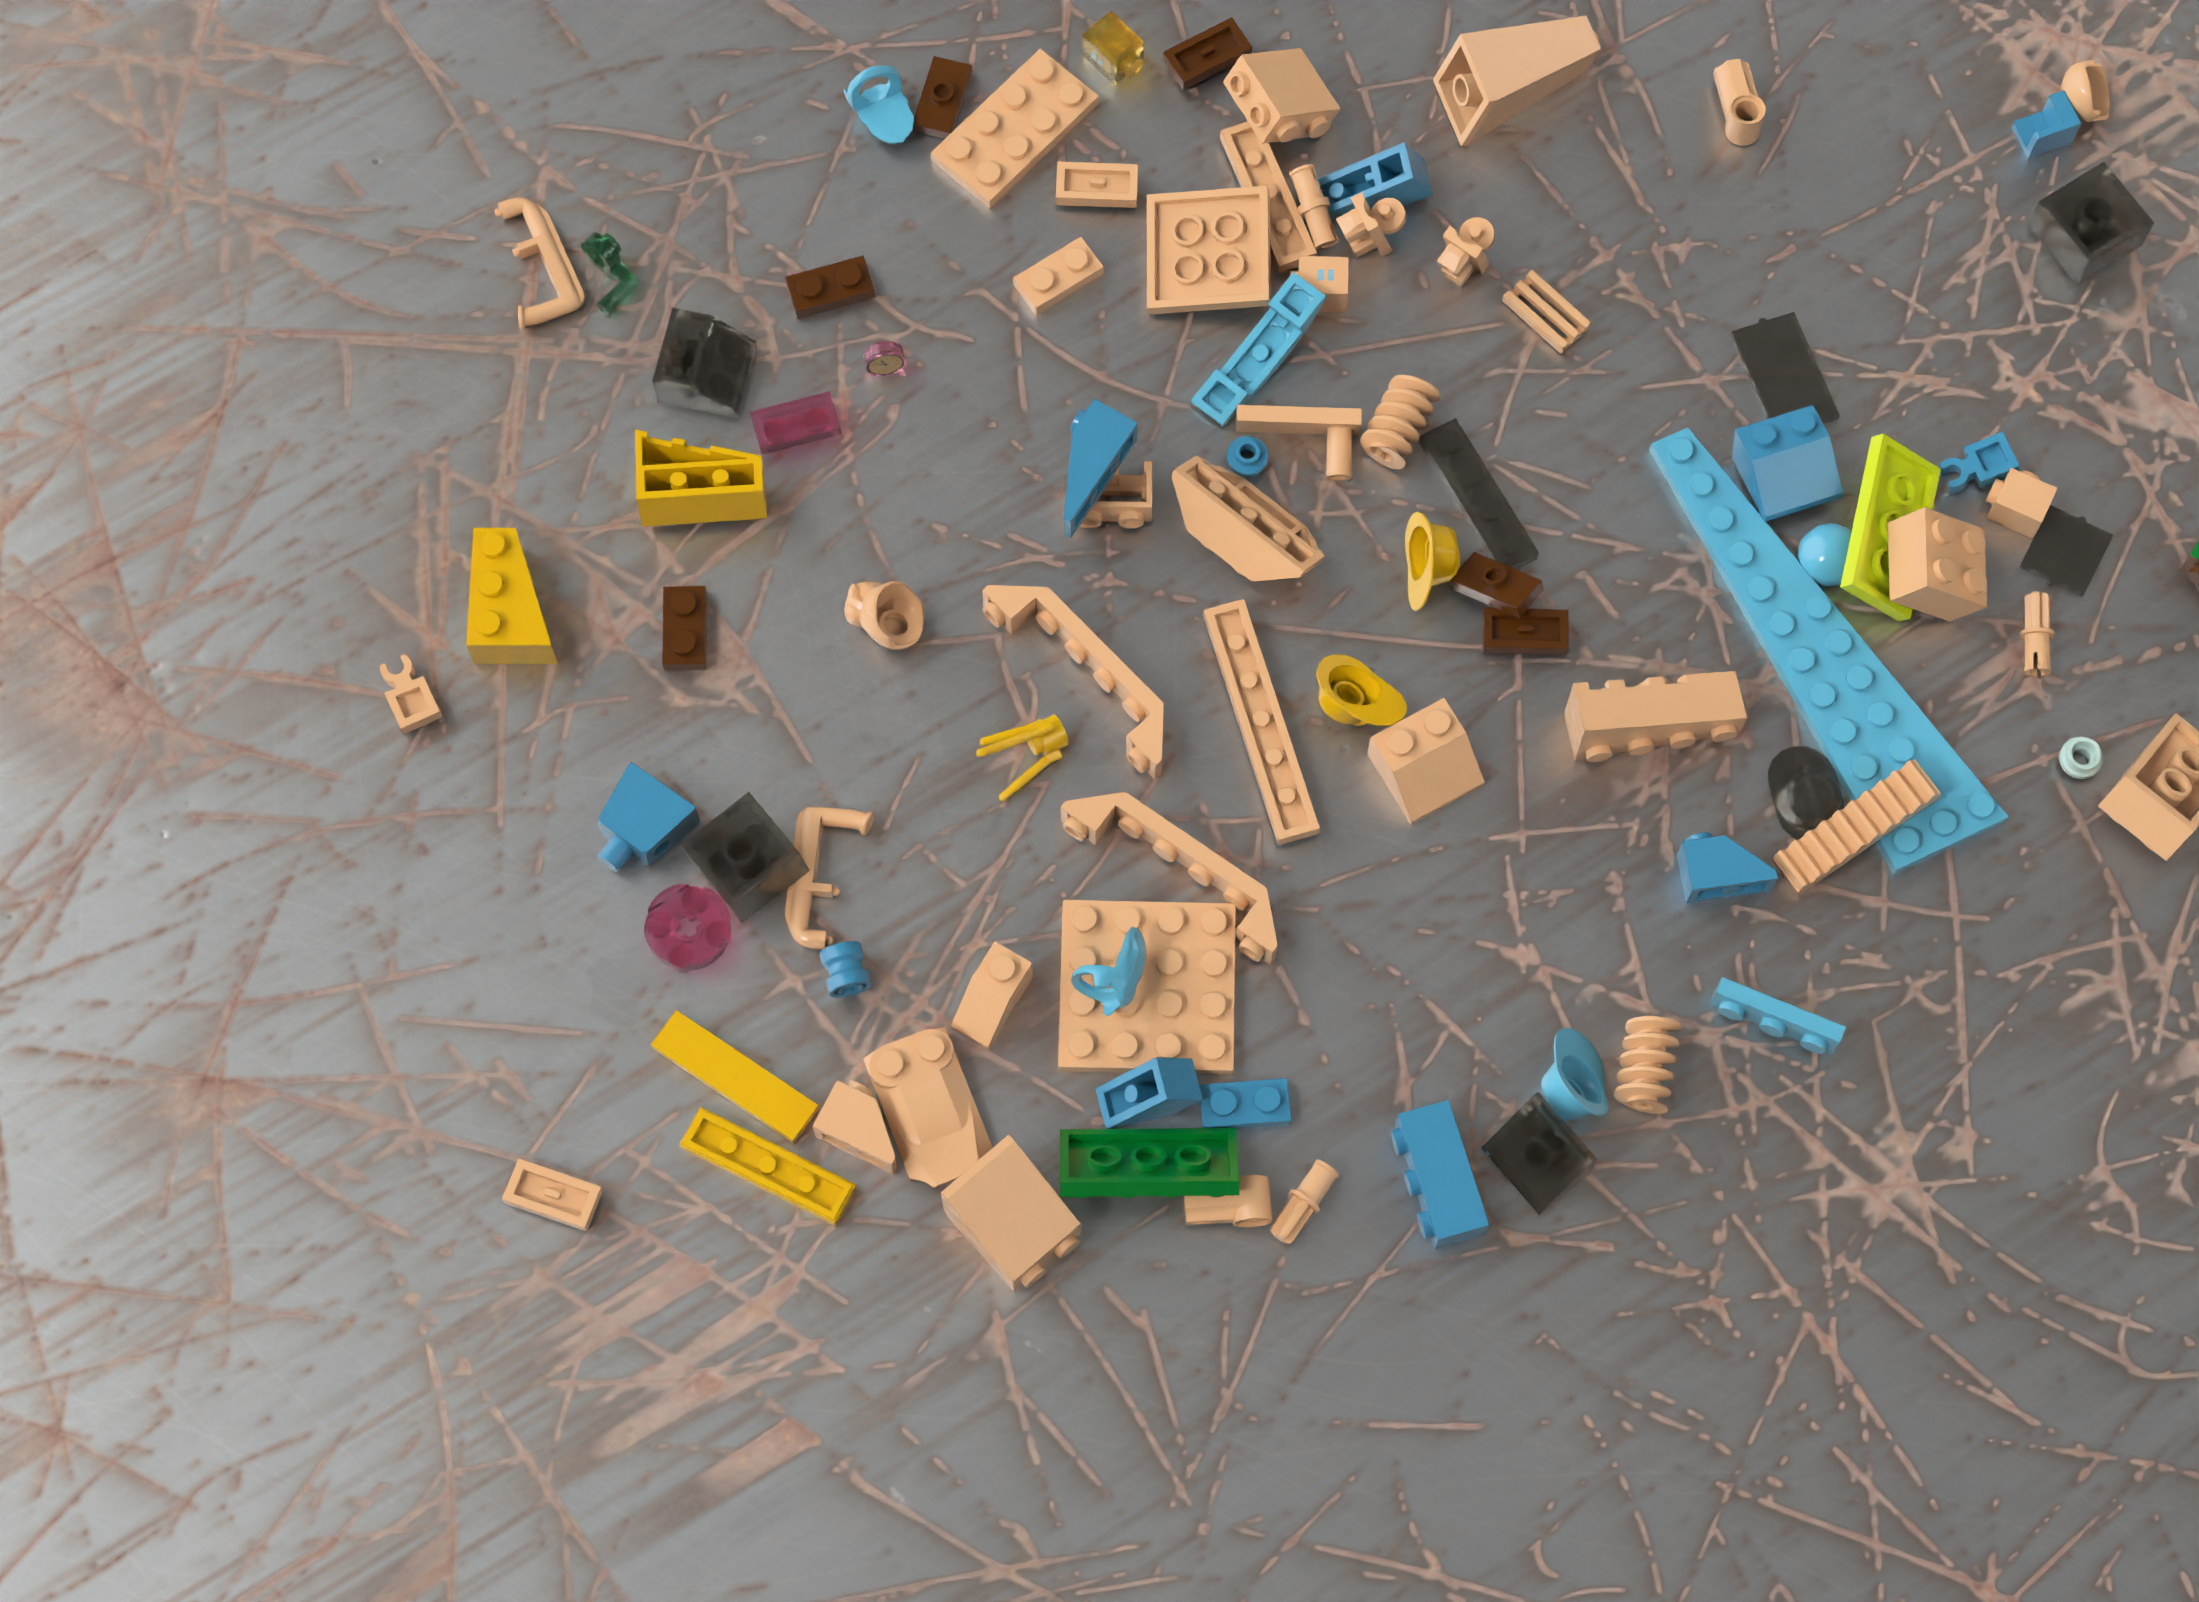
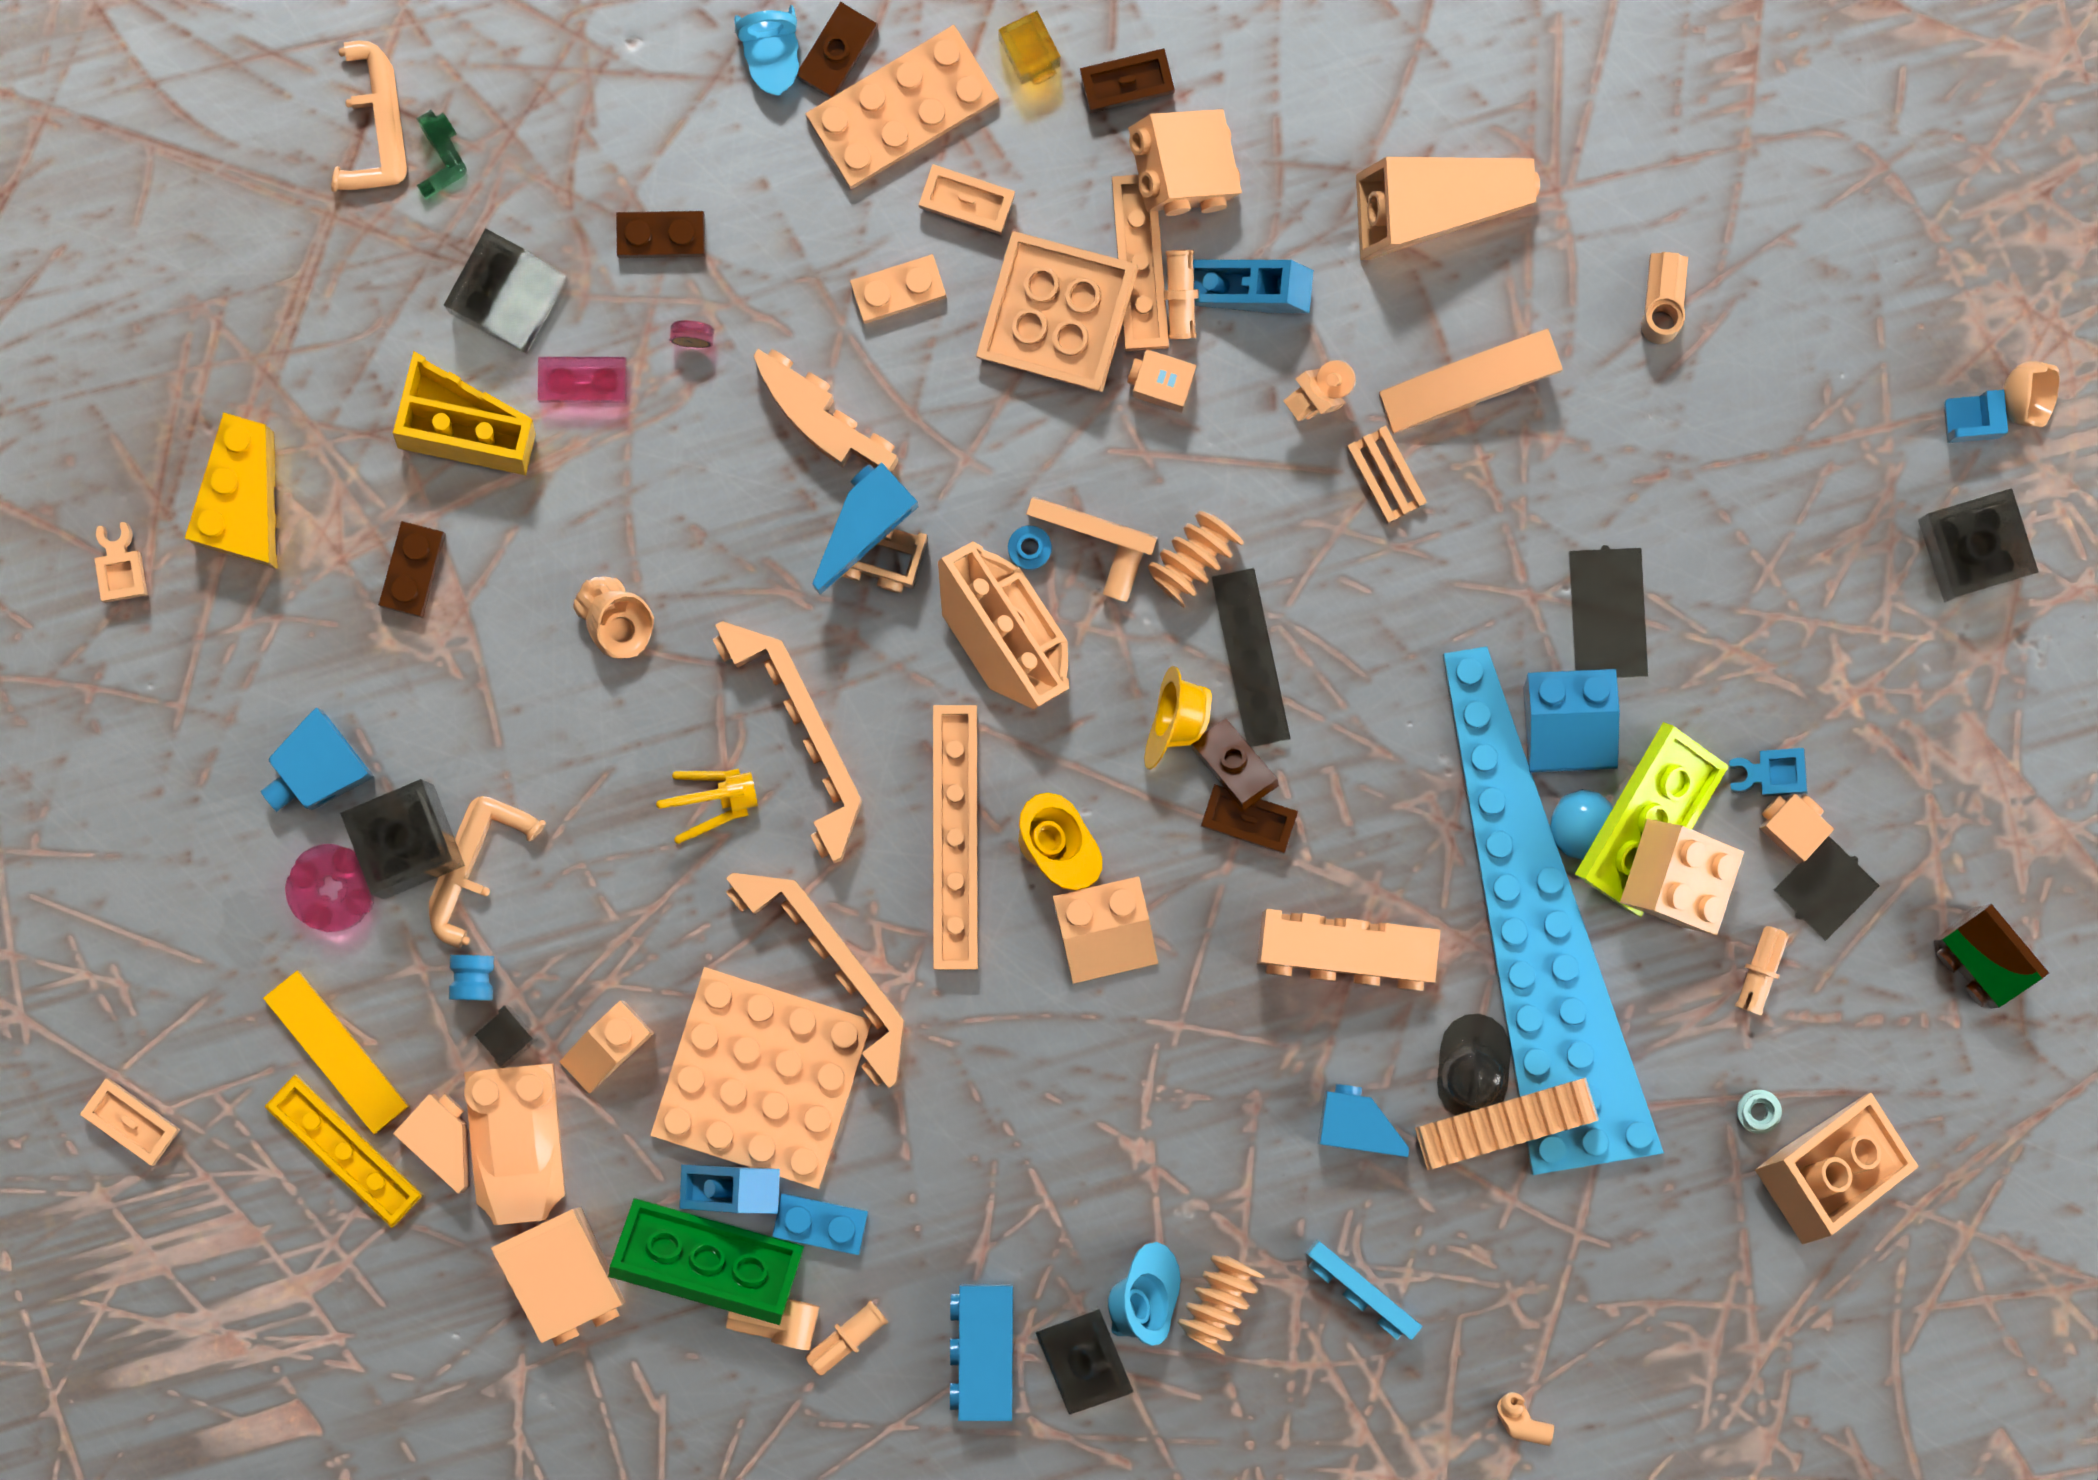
camera: 15 degrees right, 15 degrees up
(894, 1012) = (506, 1037): none -> clear smoke panel
(1006, 391) = (807, 406): none -> light nougat slope
(1122, 978) = (729, 1083): medium azure piece -> none
(1262, 350) = (1074, 440): medium azure slope -> none
(1366, 227) = (1233, 333): light nougat hips -> none
(1594, 211) = (1470, 381): none -> light nougat slope
(1964, 1099) = (1519, 1423): none -> light nougat arm

